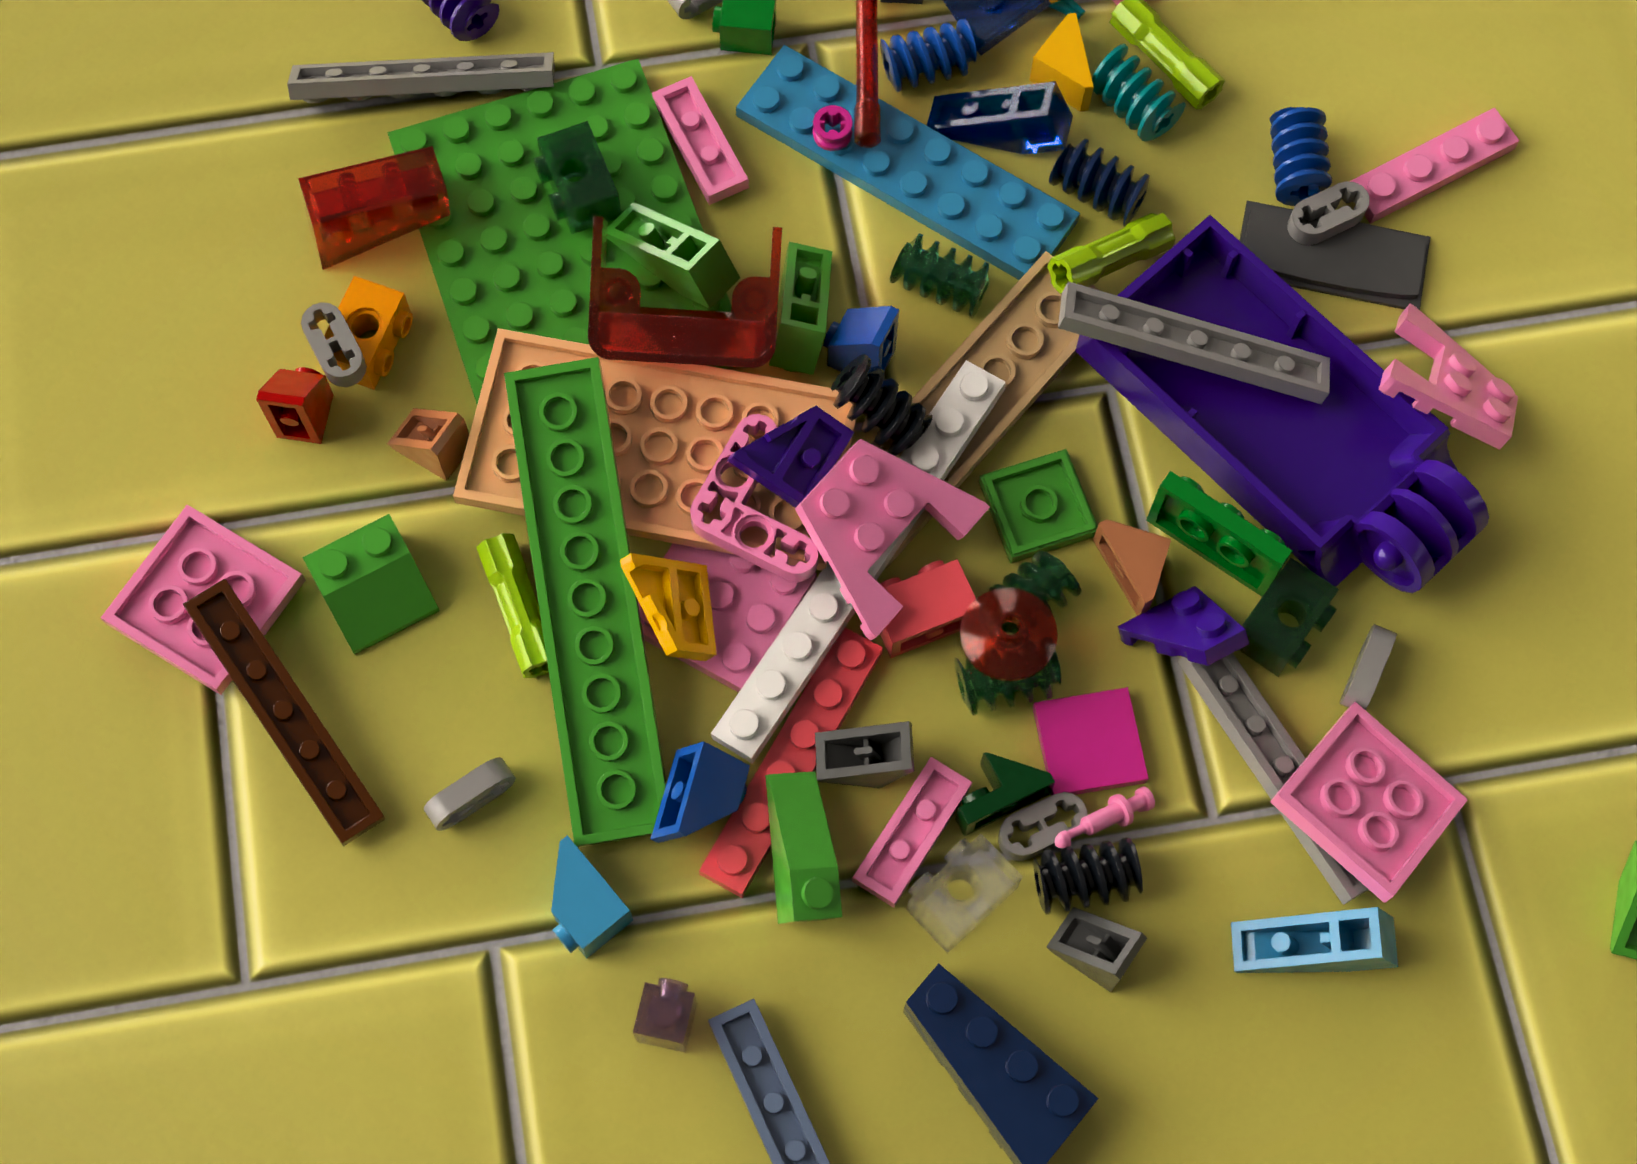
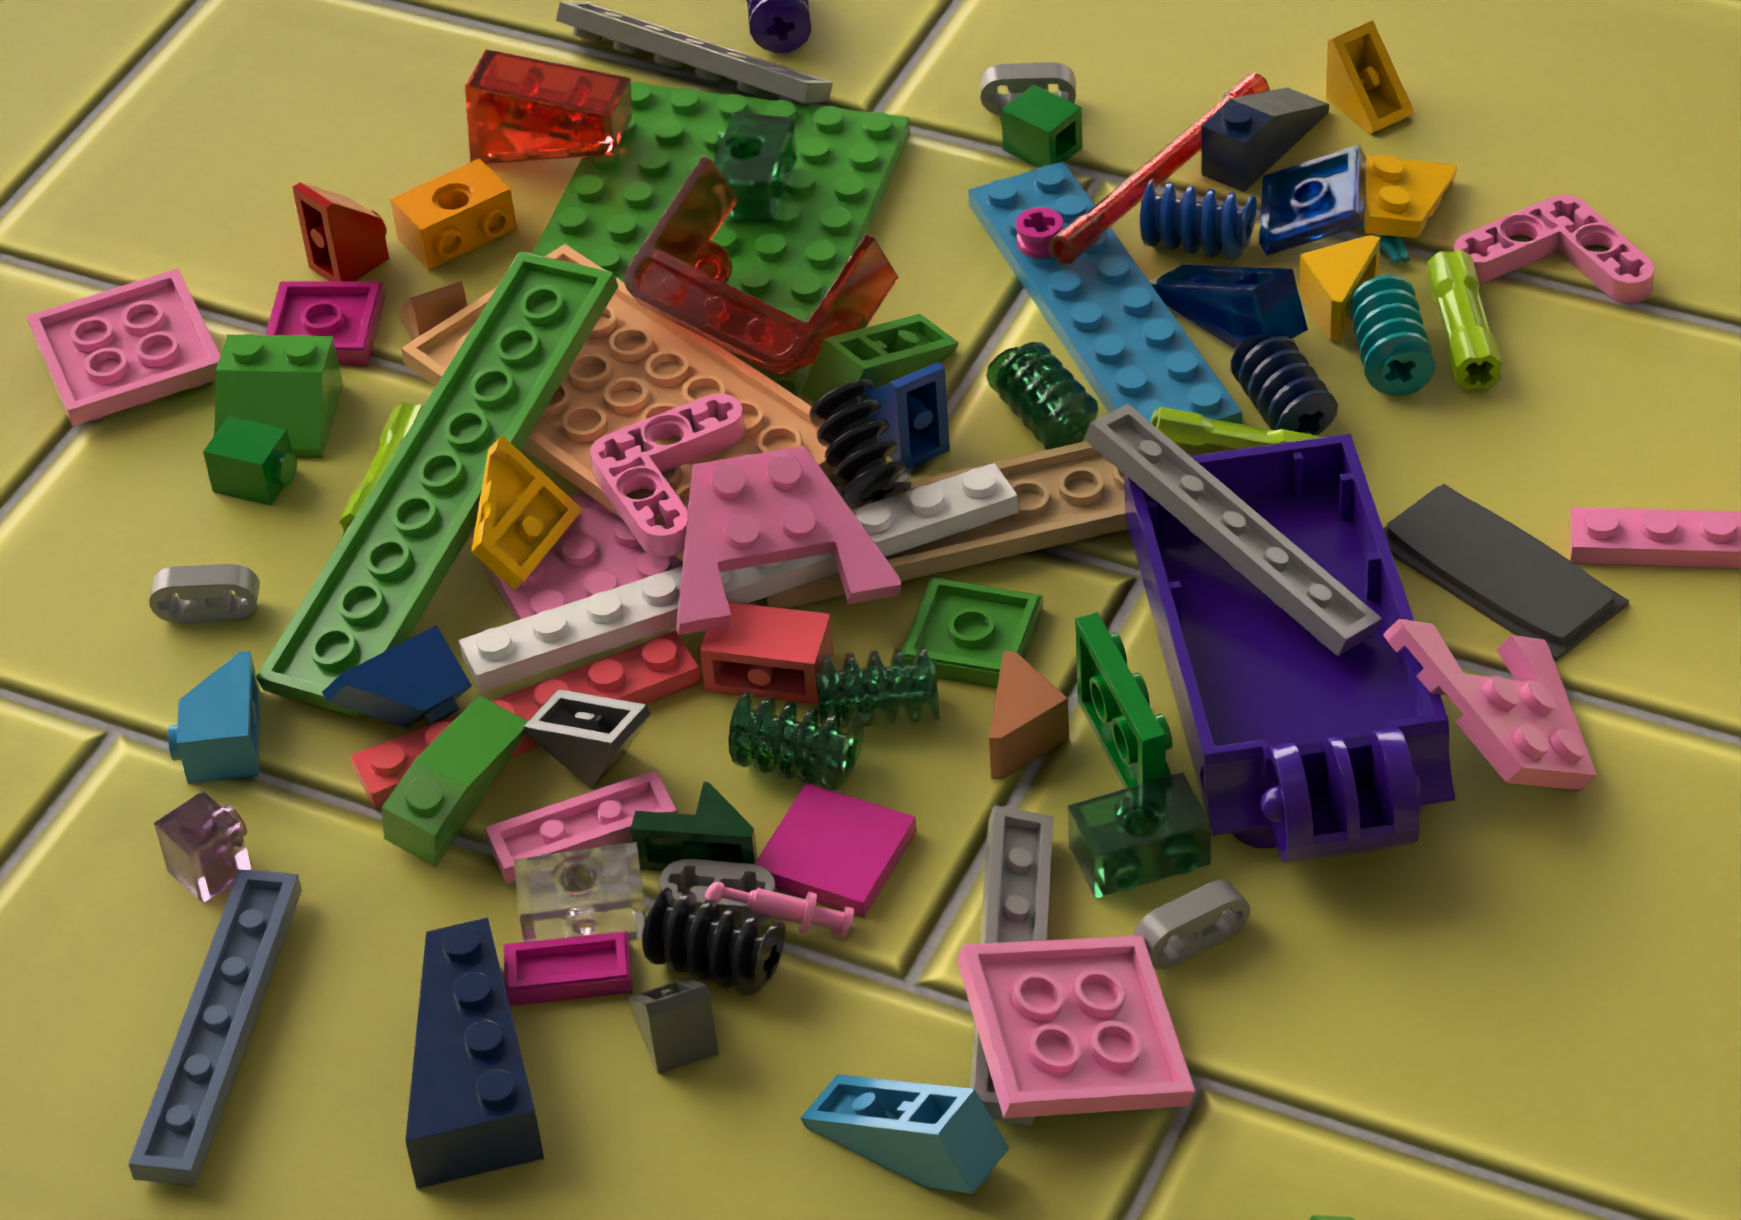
camera: 40 degrees right, 25 degrees down
(284, 712) = (103, 451): reddish brown plate -> none
(338, 487) = (330, 309): none -> dark pink tile
(342, 340) = (400, 192): light grey beam -> none
(403, 653) = (250, 460): none -> green brick
(675, 253) = (786, 263): bright green slope -> none
(700, 140) = (909, 200): bright pink plate -> none
(794, 454) = (732, 429): dark purple wing -> none
(991, 947) = (568, 968): none -> dark pink tile
(1002, 654) = (815, 687): clear red dish -> none
(1187, 627) = (1027, 789): dark purple wing -> none
(1299, 153) = (1527, 458): blue piece -> none
(1332, 220) = (1515, 519): light grey beam -> none

